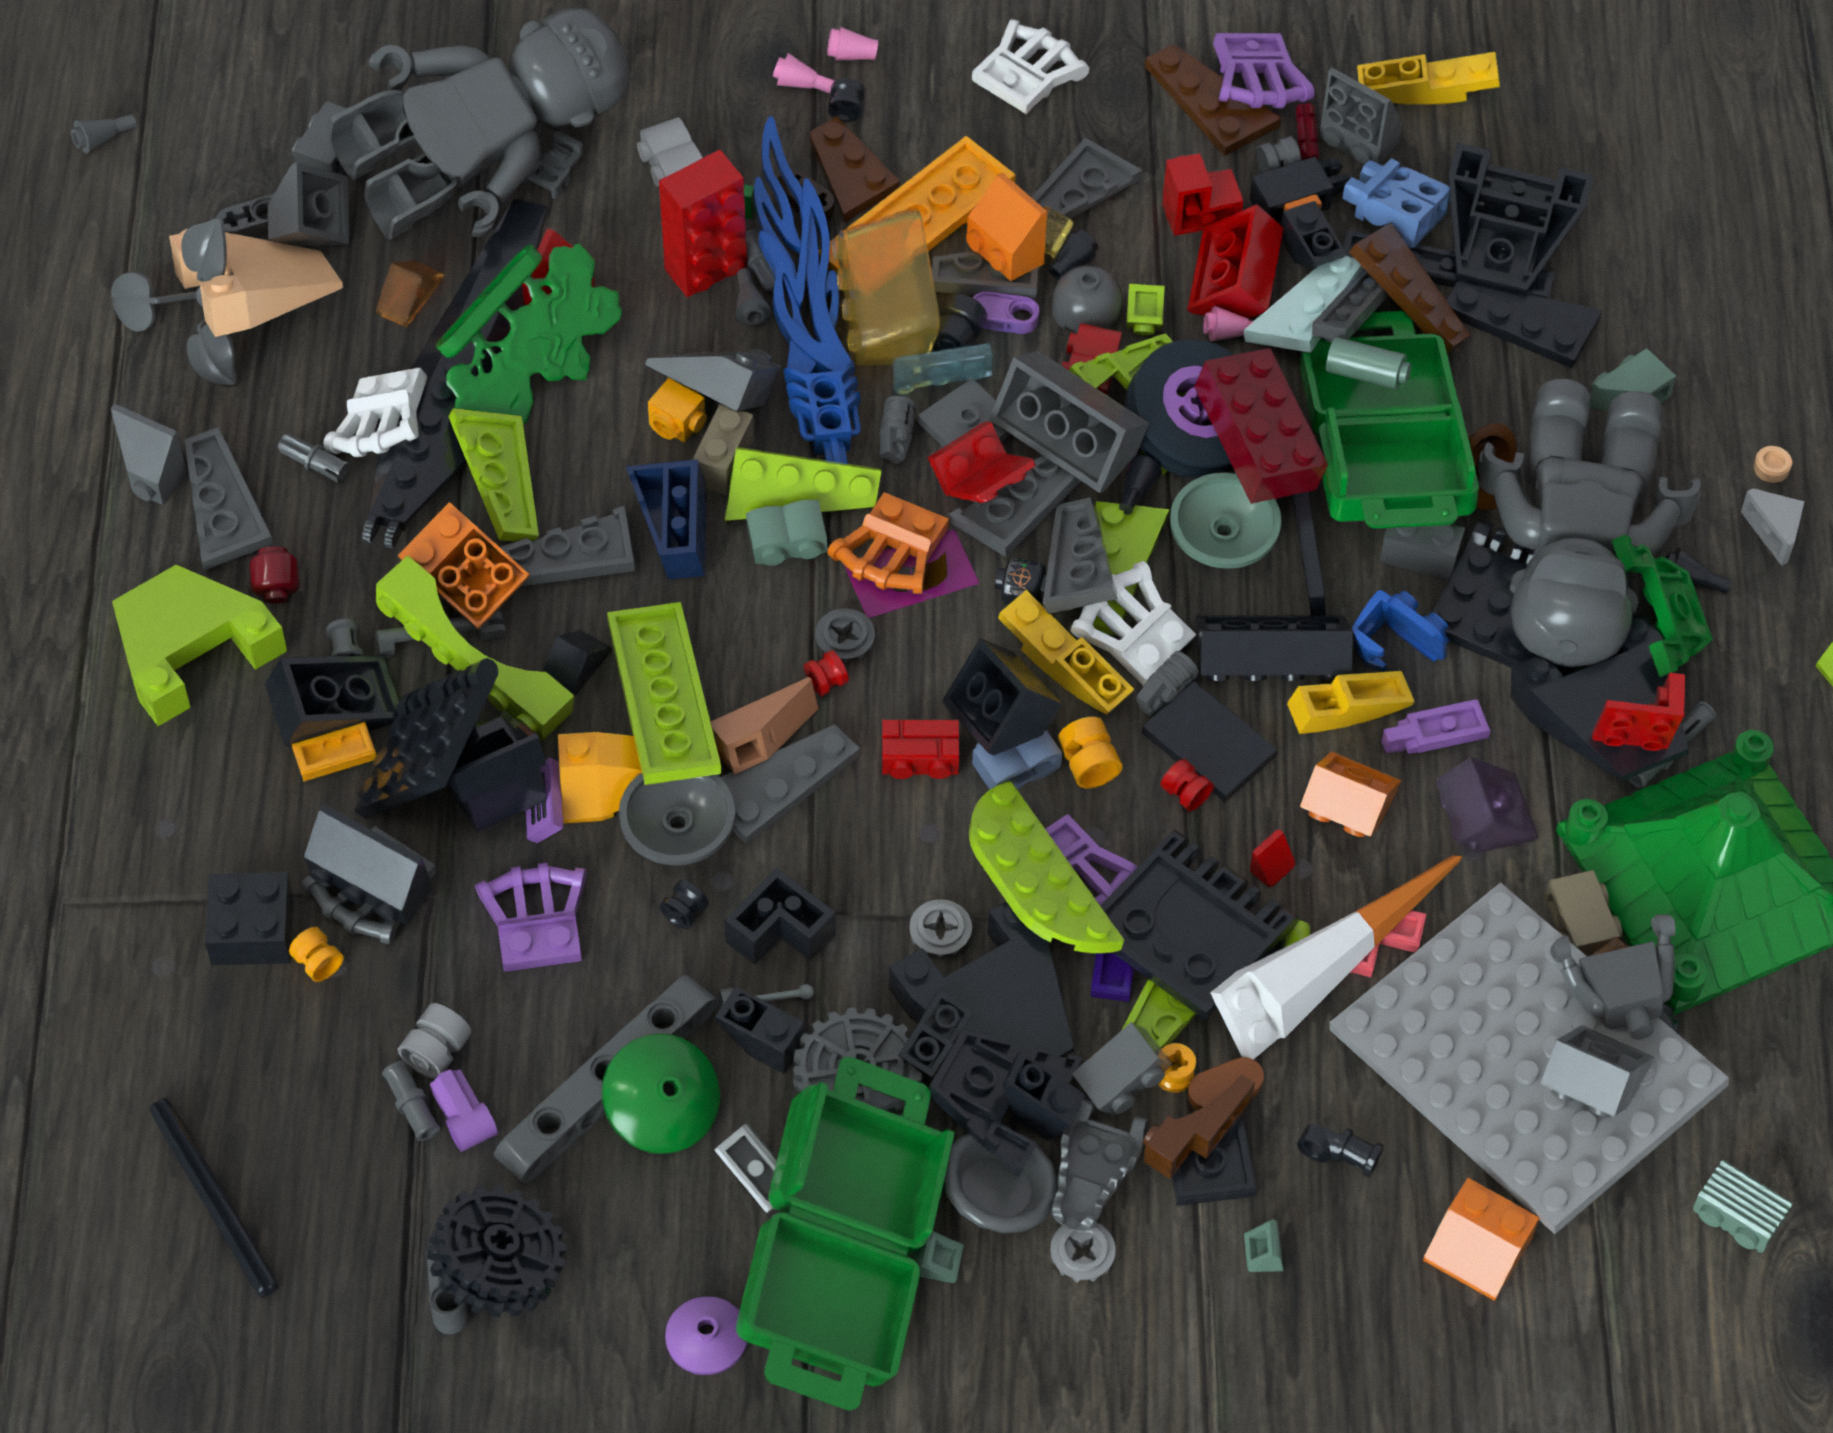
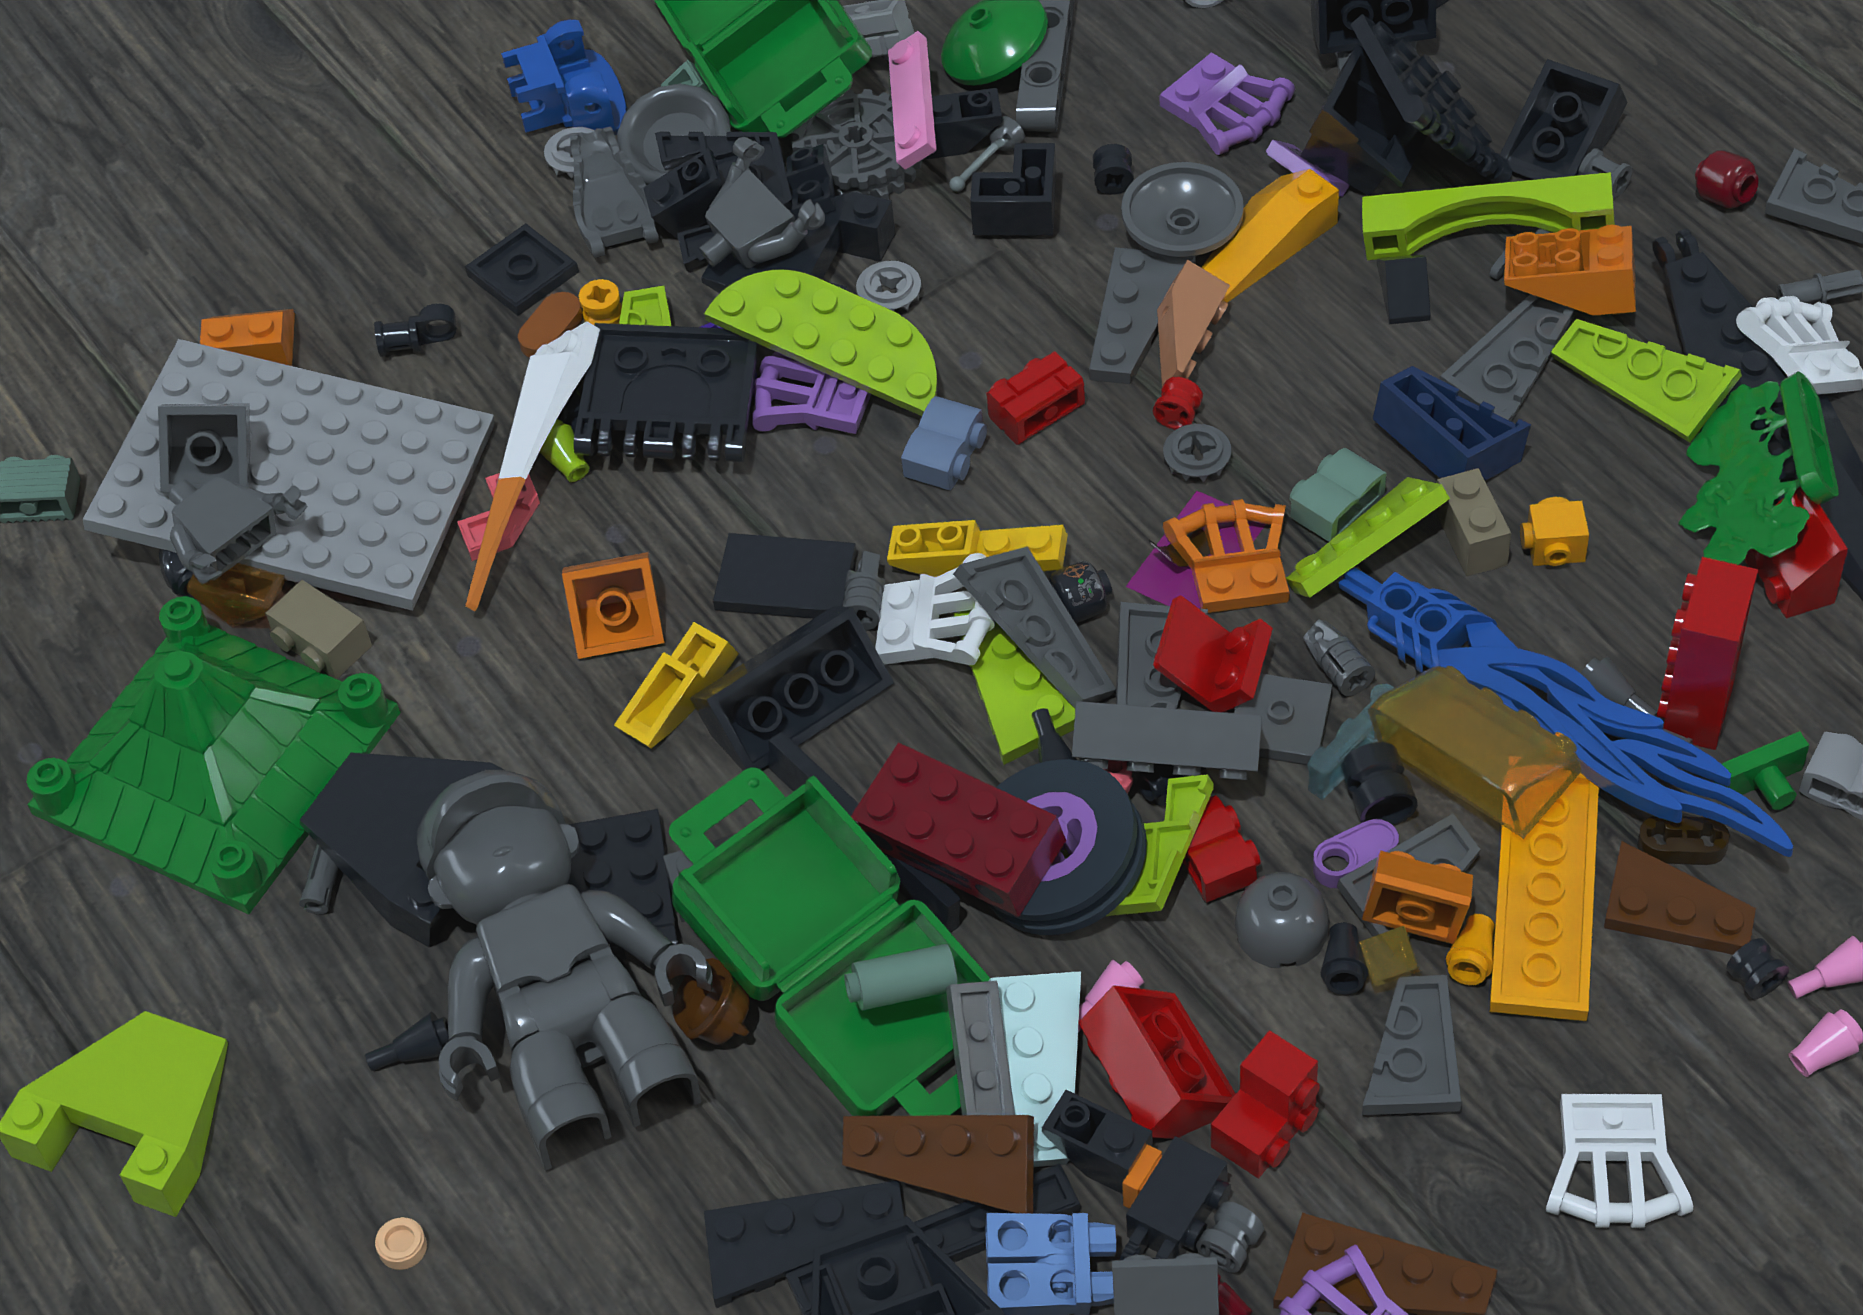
camera: 150 degrees right, 5 degrees down
(180, 619) = (1751, 103): lime wedge -> none
(334, 751) = (1508, 101): light orange plate -> none
(663, 693) = (1293, 283): lime plate -> none
(730, 377) = (1554, 567): slope -> none
(794, 1046) = (911, 100): none -> bright pink plate
(1000, 699) = (989, 455): black slope -> none
(1012, 1013) = (751, 219): none -> dark grey torso
(1041, 1313) = (565, 82): none -> blue piece
(1090, 752) = (880, 481): light orange wheel -> none
(1122, 1070) = (636, 257): dark grey brick -> none
(1145, 308) = (1208, 942): lime bracket -> none
(1187, 785) = (775, 516): red wheel -> none
(1200, 1131) = (539, 254): reddish brown slope -> none
(1220, 505) = (936, 729): sand green dish -> none
(1264, 1248) = (427, 237): sand green slope -> none
(1272, 859) = (646, 509): red slope -> none
(1400, 614) = (666, 763): blue piece -> none
(1437, 728) = (572, 715): medium lavender hinge -> none
(1485, 806) = (472, 669): clear purple slope -> none
(1635, 373) = (612, 1217): sand green slope -> none
(1644, 724) = (347, 763): red bracket -> none
(1674, 603) = (398, 953): green wing -> none
(1774, 520) = (354, 1157): light grey slope -> none

